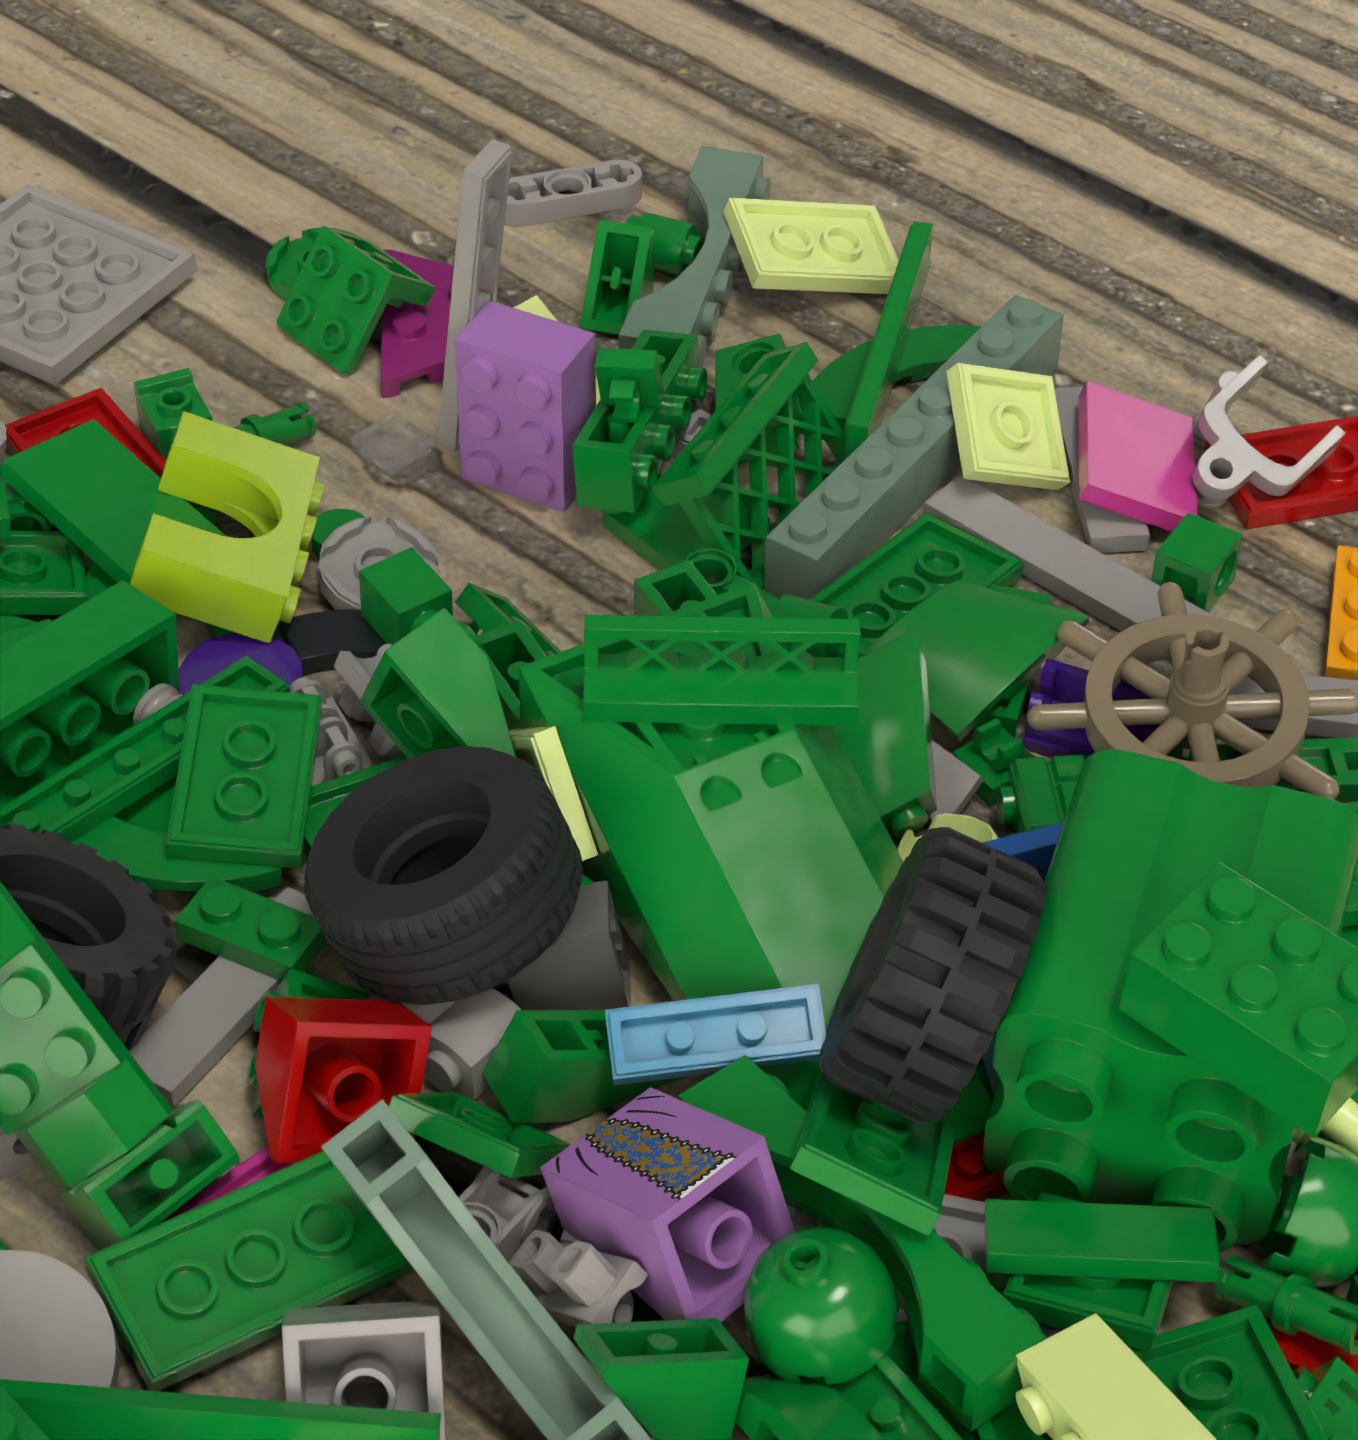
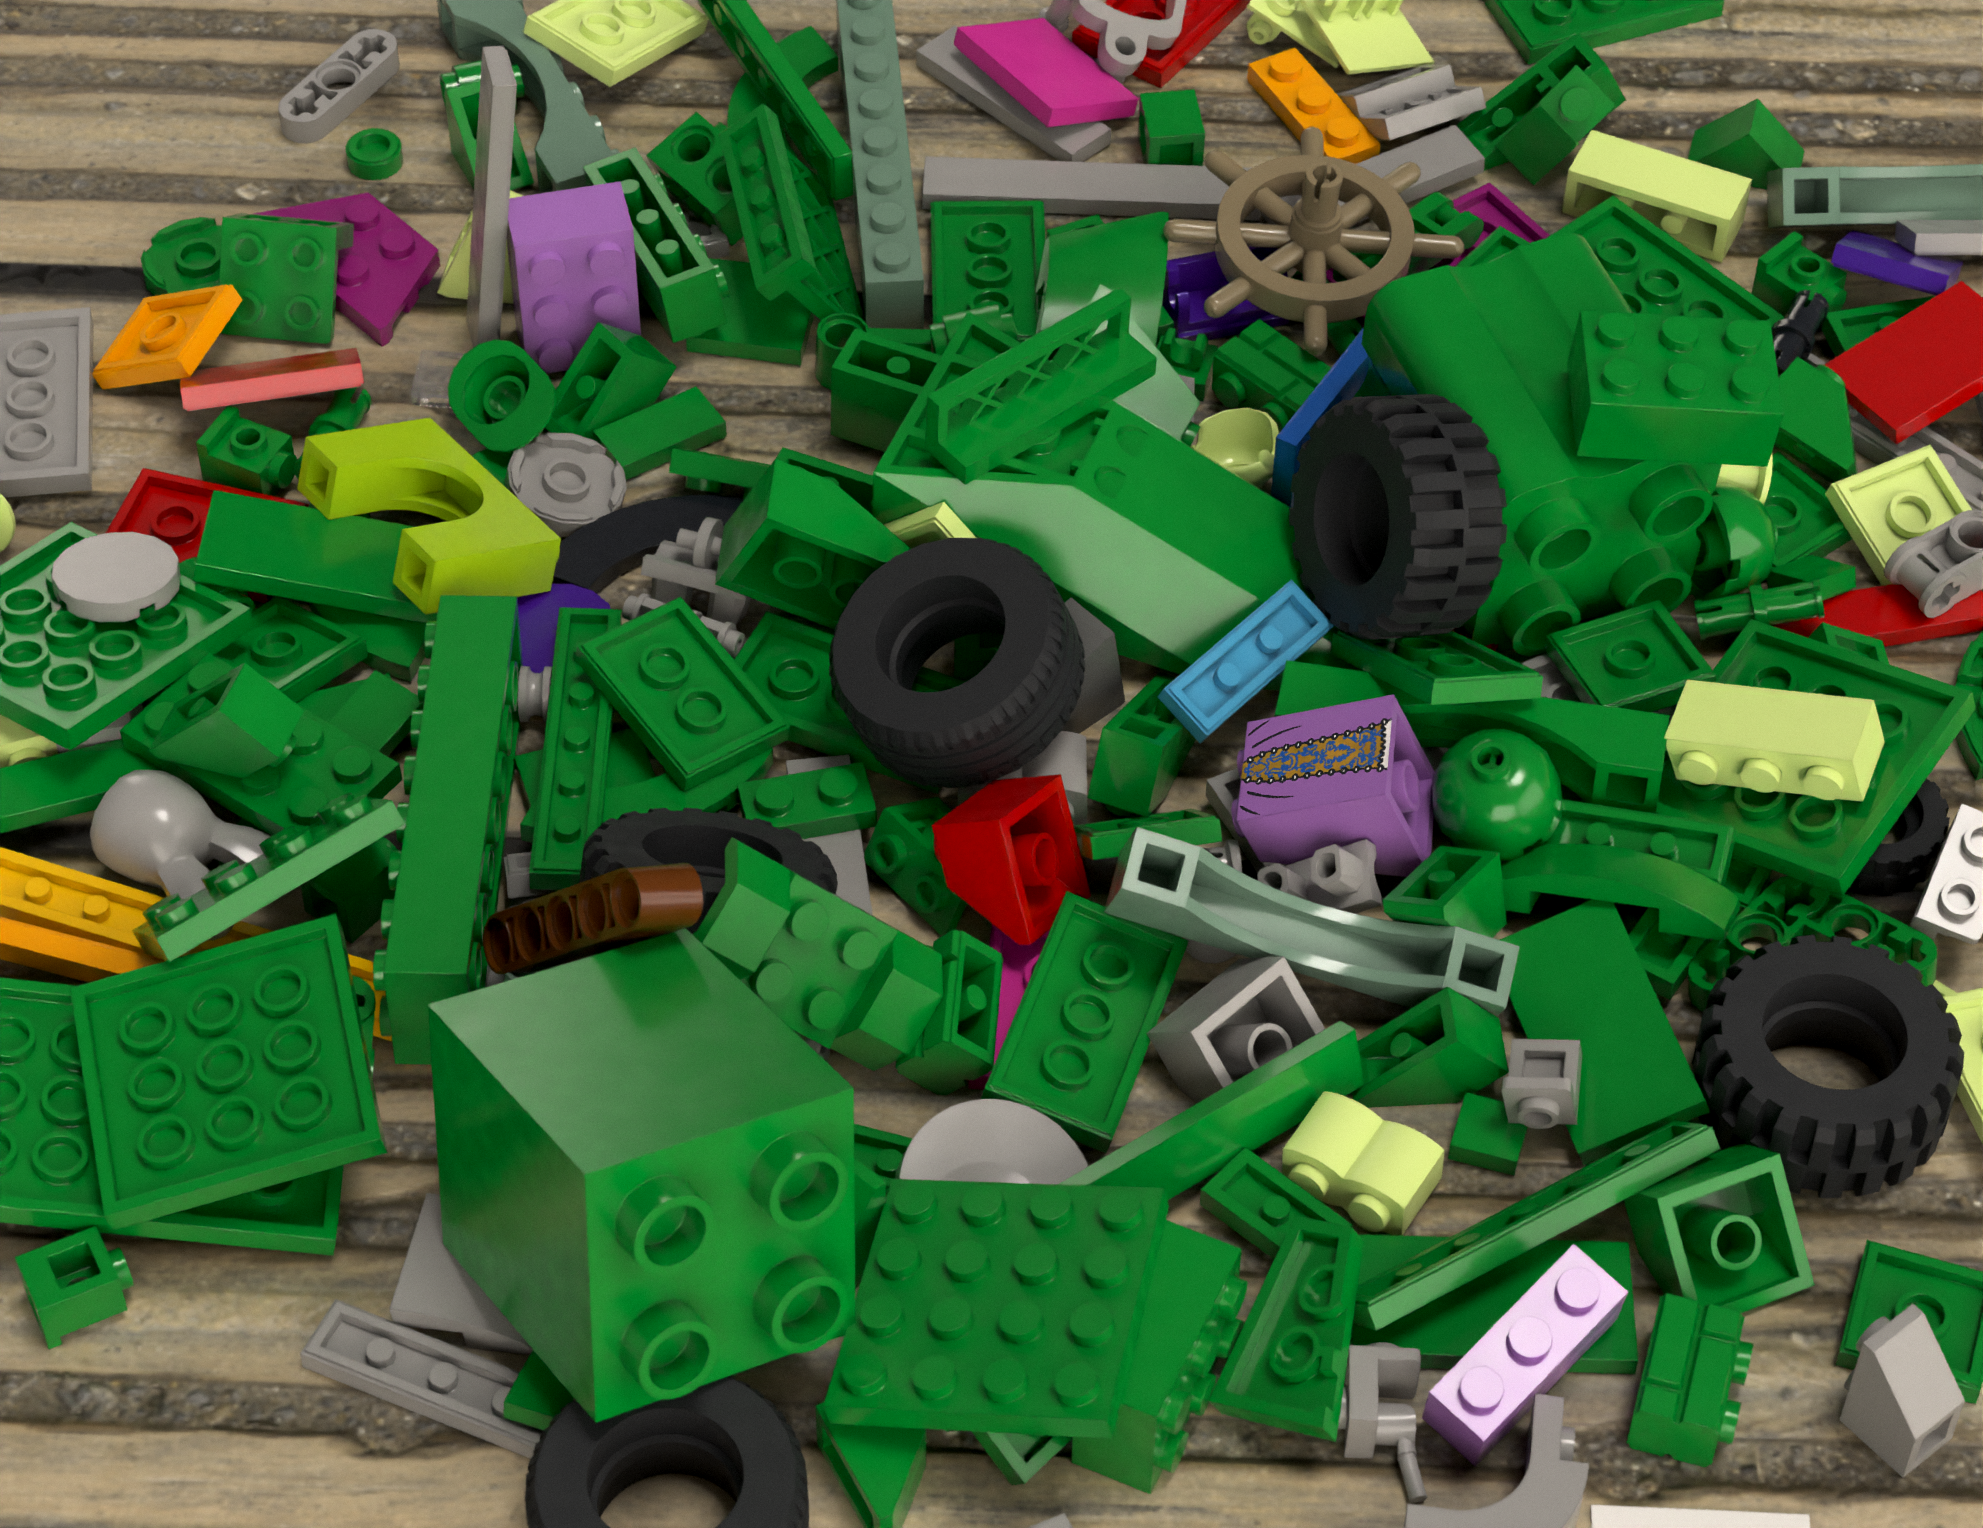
camera: 40 degrees left, 5 degrees up
(220, 301) = (167, 337): none -> light orange tile
(249, 369) = (271, 379): none -> tile
(398, 474) = (501, 395): none -> green piece
(401, 594) = (642, 492): green brick -> none
(494, 511) = (608, 381): none -> green slope
(519, 574) = (651, 434): none -> green tile
(536, 255) = (374, 154): none -> green tile
(629, 381) = (660, 211): green tile -> none
(1007, 427) = (939, 96): yellowish green tile -> none
(1101, 1240) = (1627, 637): green tile -> none

